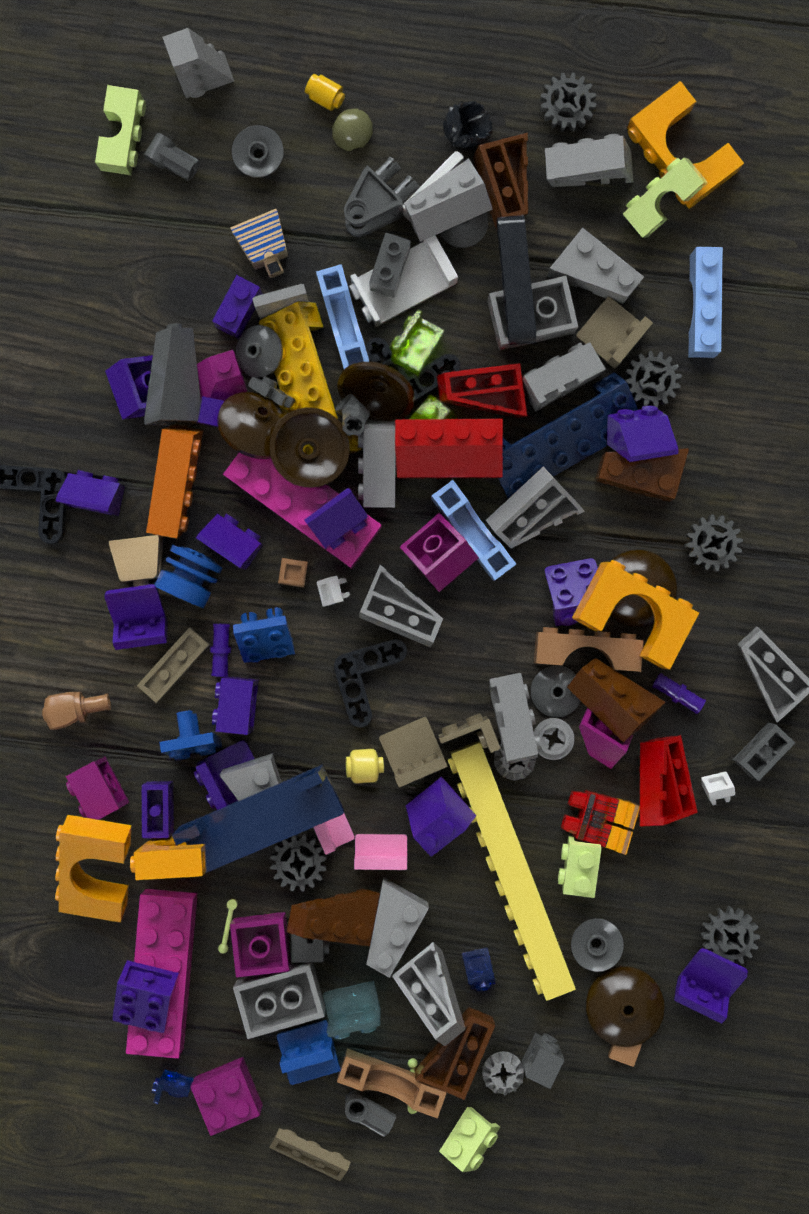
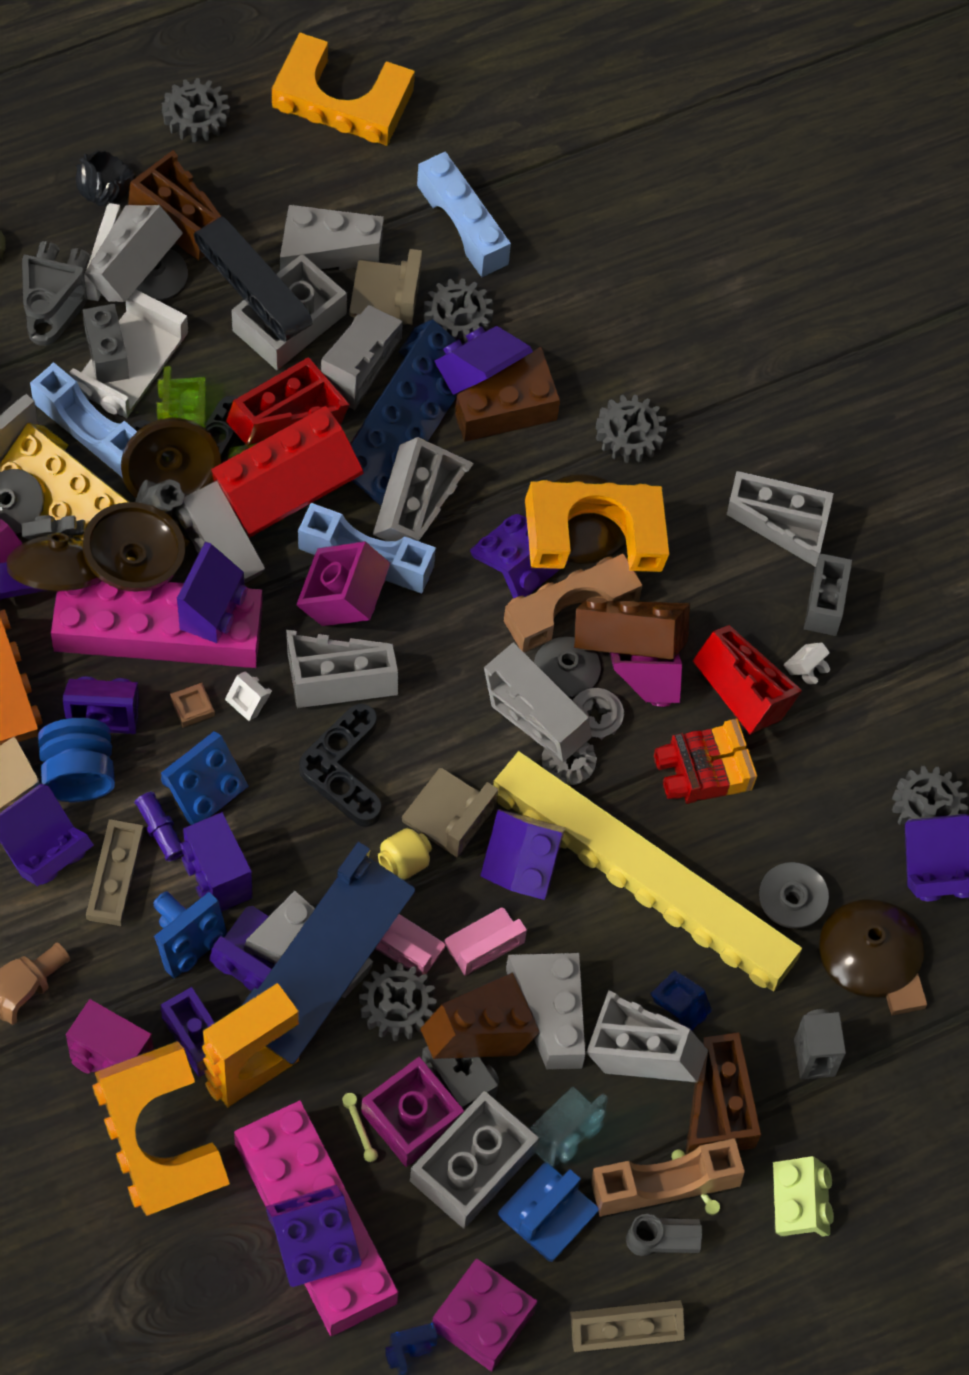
camera: 40 degrees left, 25 degrees down
(486, 734) = (506, 732): dark tan bracket -> none
(493, 1066) = (787, 1117): light grey gear -> none
(580, 868) = (716, 820): yellowish green bracket -> none
(589, 161) = (255, 147): light grey wedge -> none
(645, 211) = (359, 111): yellowish green arch -> none
(679, 693) = (699, 592): dark purple pin -> none

